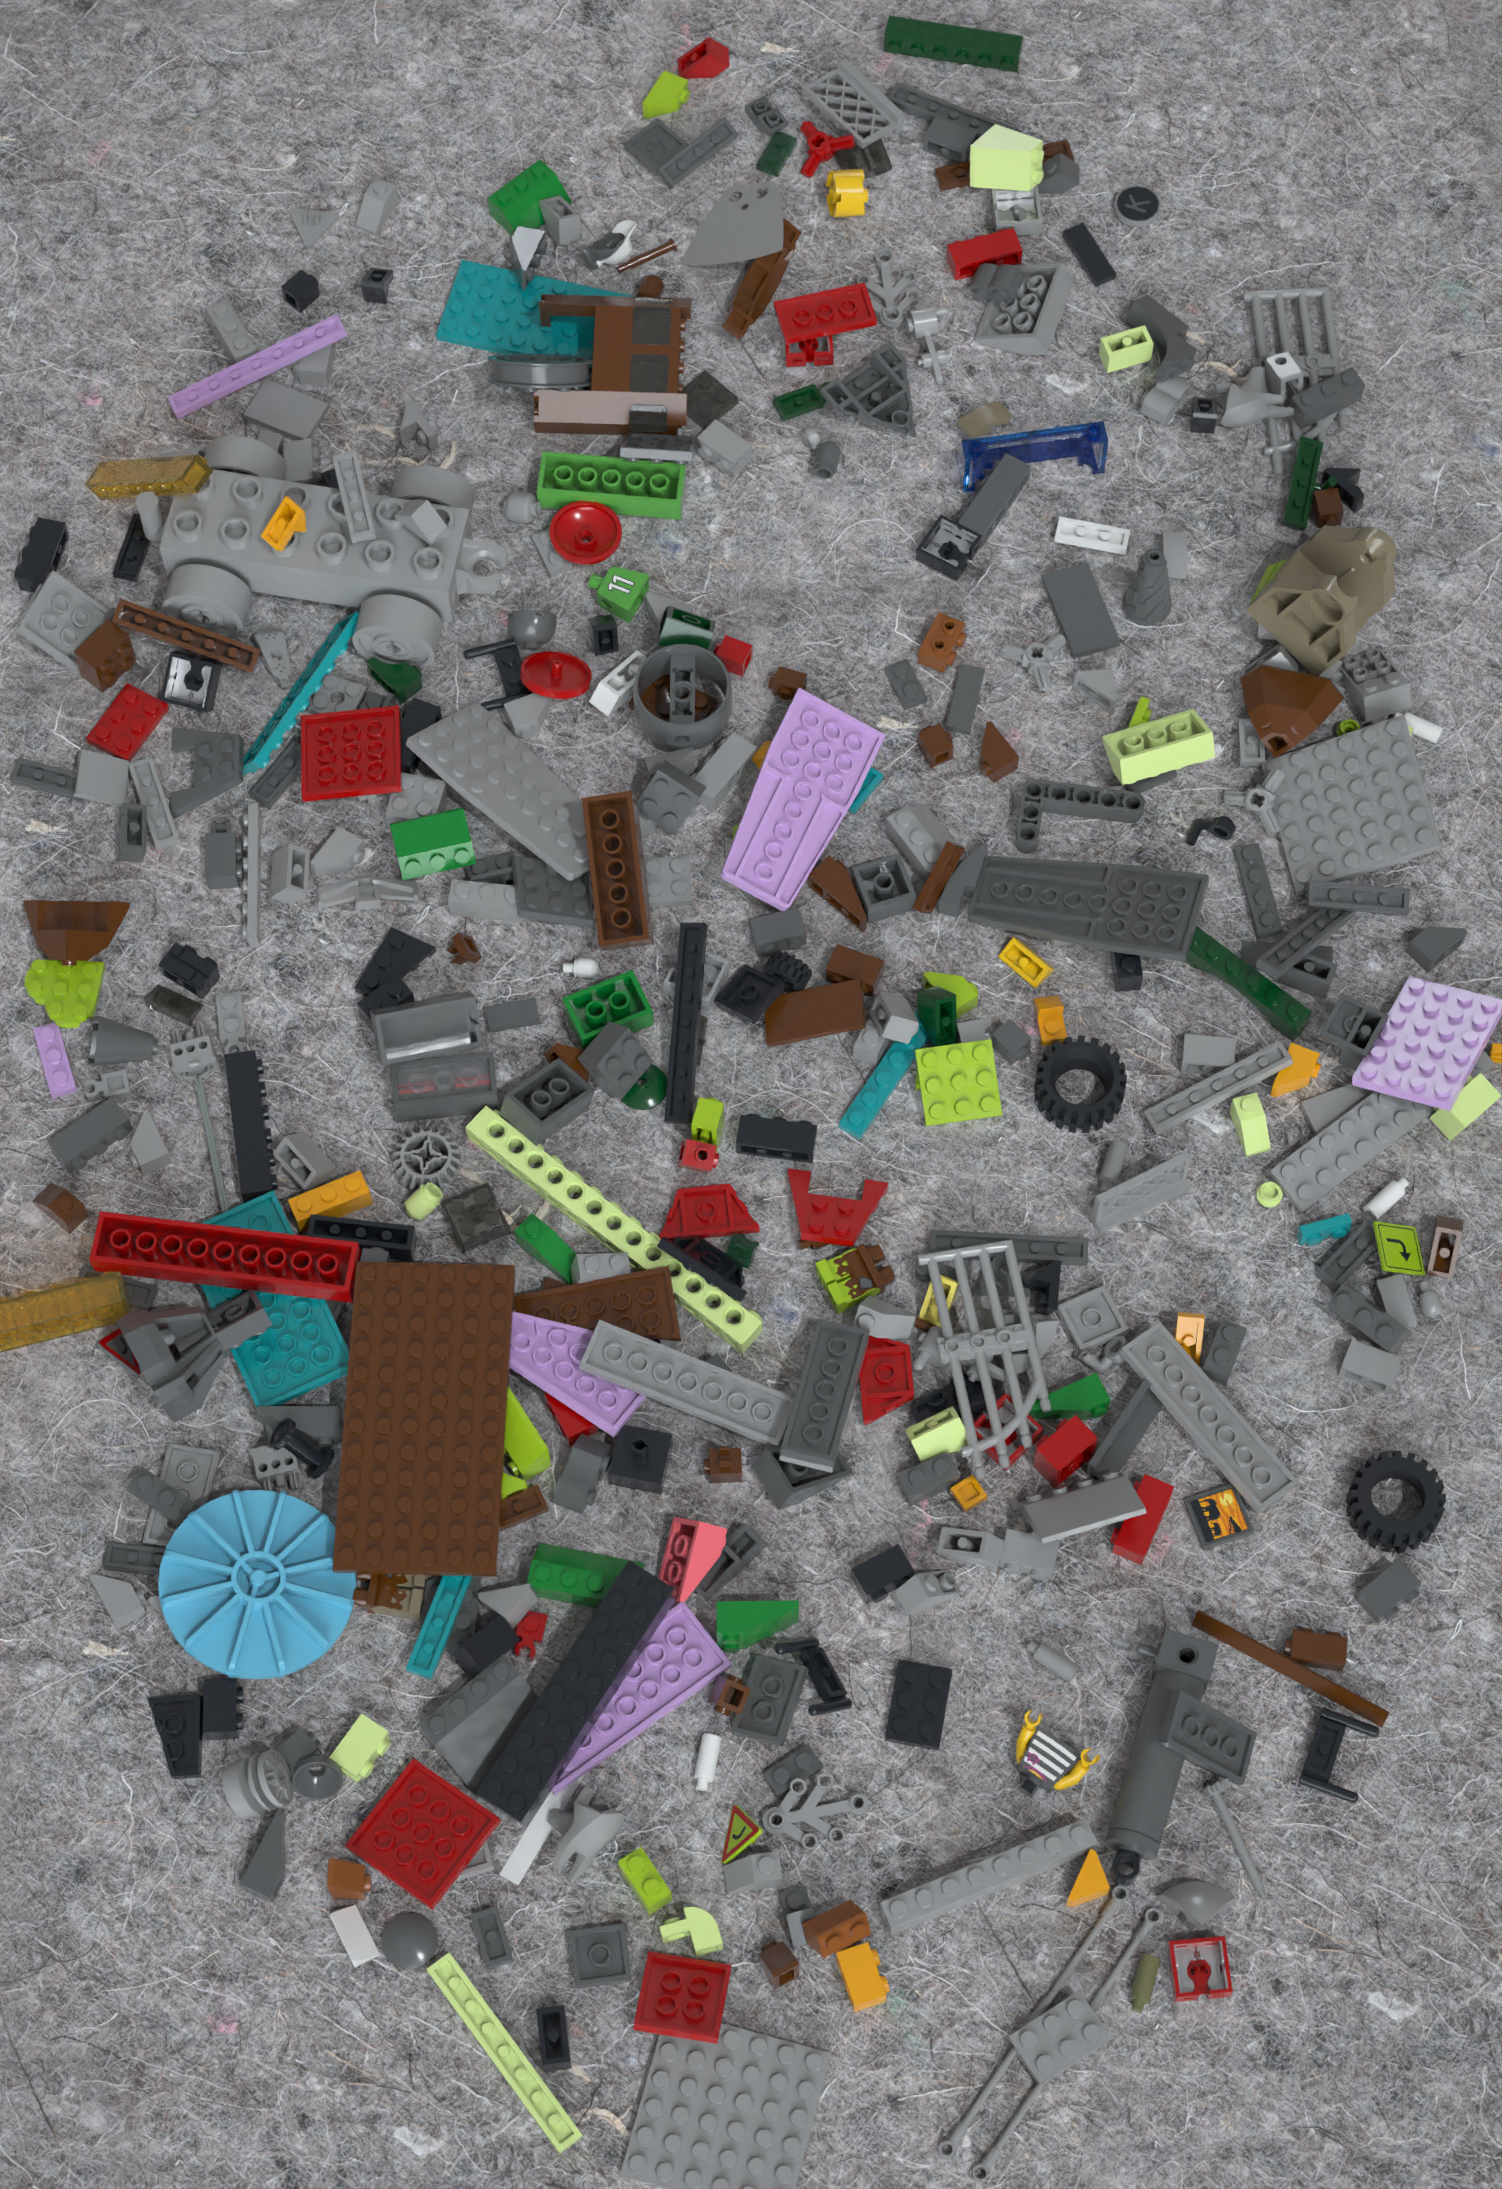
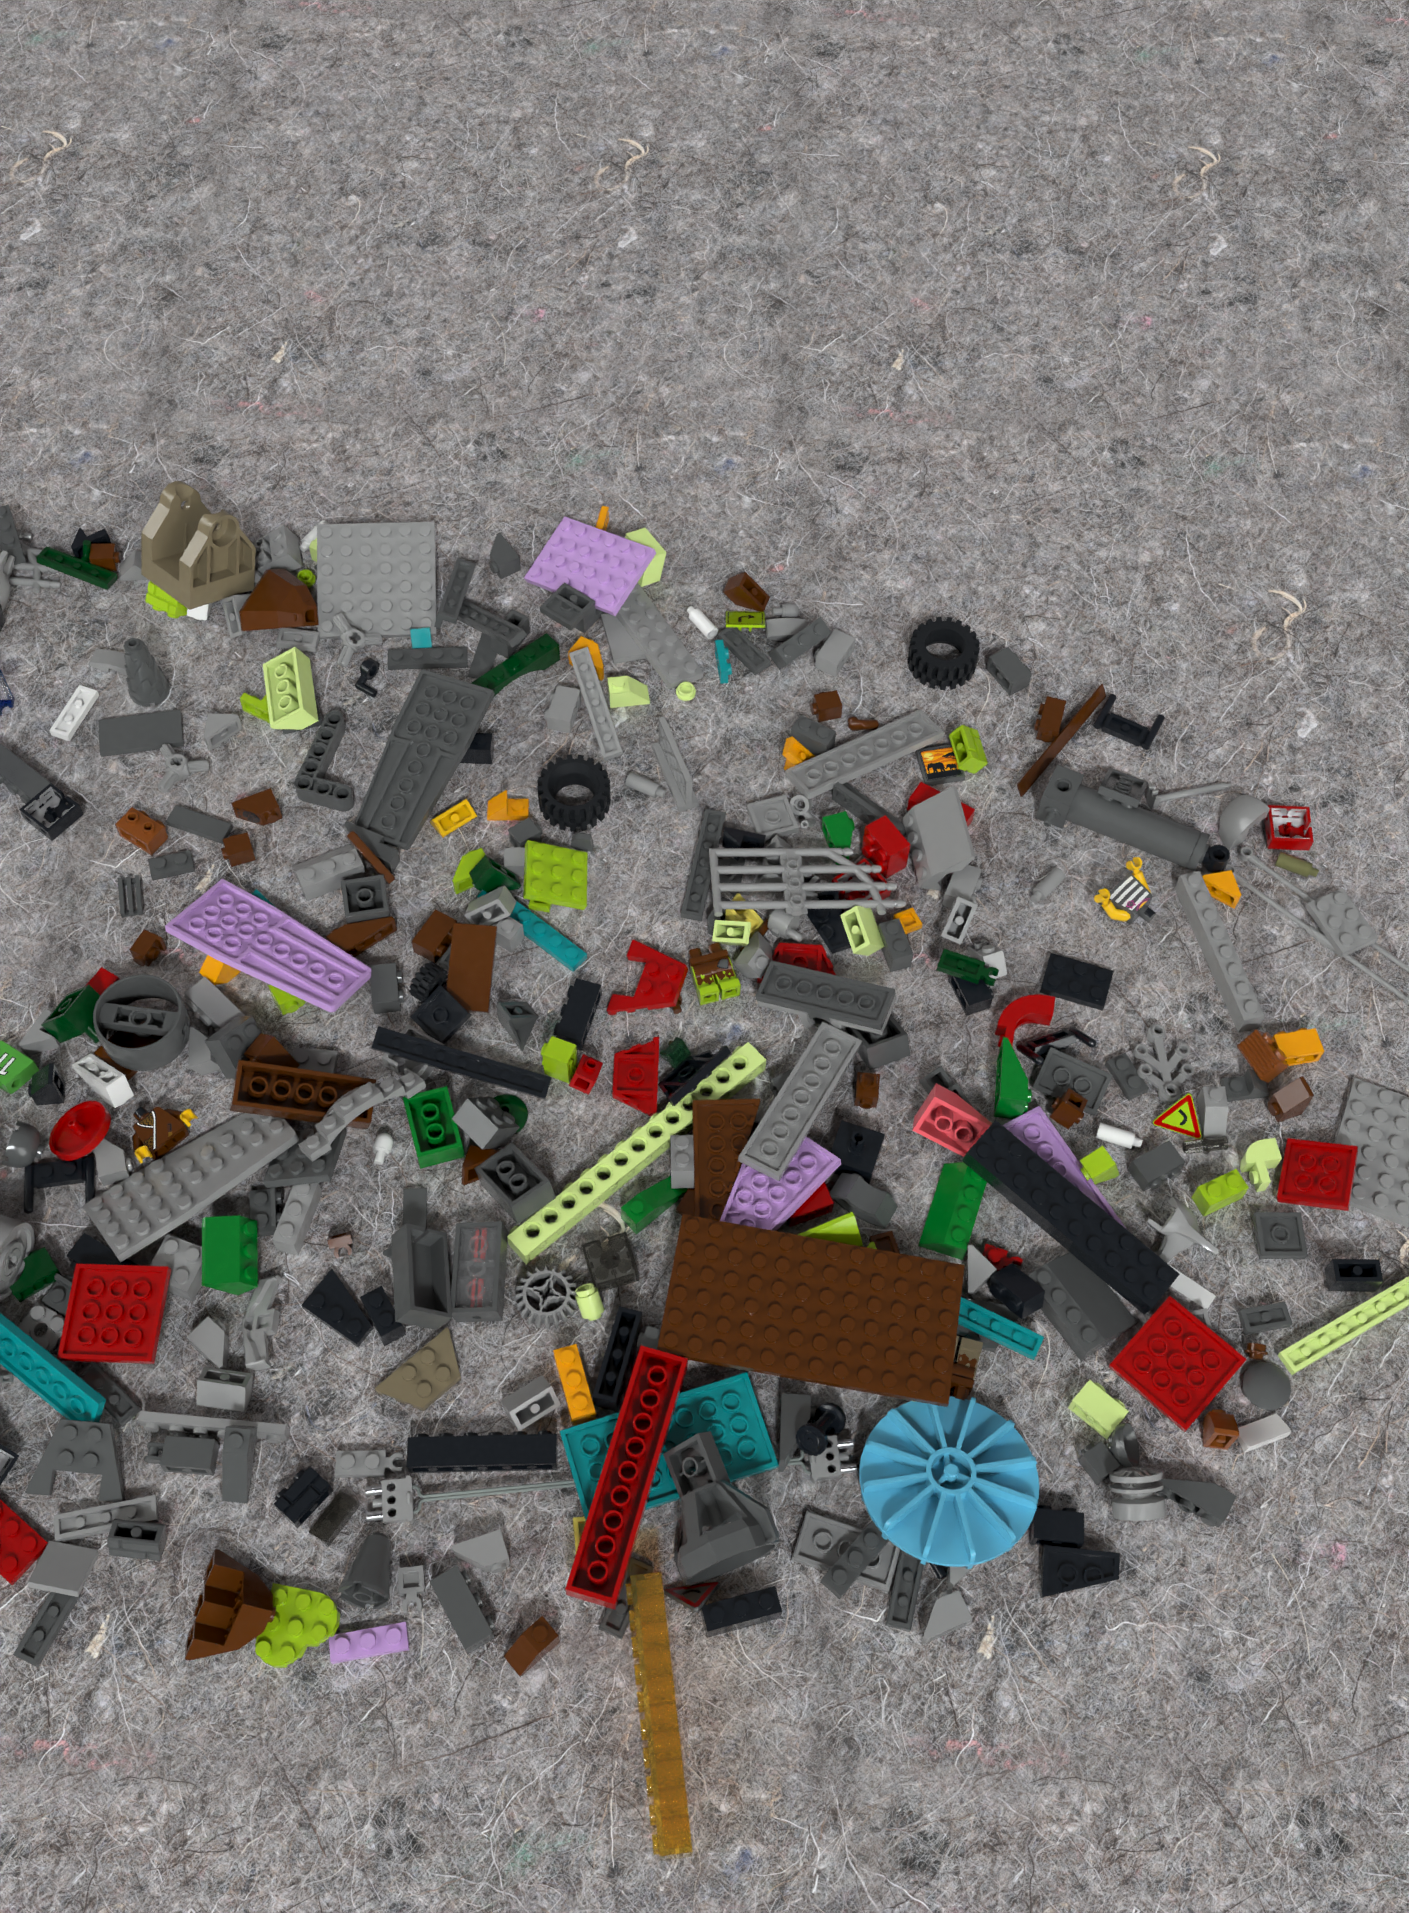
camera: 85 degrees left, 5 degrees down
(107, 1395) = (741, 1611): none -> black brick
(217, 900) = (237, 1462): none -> dark grey slope
(330, 1059) = (424, 1375): none -> dark tan wing
(450, 1927) = (1256, 1351): none -> reddish brown plate
(565, 748) = (159, 1131): none -> reddish brown torso
(611, 923) = (352, 1105): none -> light grey piece
(656, 1734) = (1099, 1166): none -> lime slope
(661, 829) = (269, 1051): none -> reddish brown slope
(670, 1806) = (1156, 1166): none -> dark grey brick
(709, 1865) = (1205, 1145): none -> clear smoke axle
(758, 1075) = (517, 1019): none -> dark grey slope
(854, 1631) = (1024, 1010): none -> red arch
(855, 650) = (129, 881): none -> dark grey tile
(898, 1555) = (965, 968): none -> dark green plate
(906, 1286) = (731, 932): none -> yellowish green slope
(1015, 1108) = (582, 842): none -> dark grey tile
(1243, 1545) = (968, 749): none -> lime brick
(1261, 1417) = (857, 725): none -> reddish brown arm
(1280, 1364) = (826, 706): none -> reddish brown brick
(1283, 875) = (421, 637): none -> teal tile

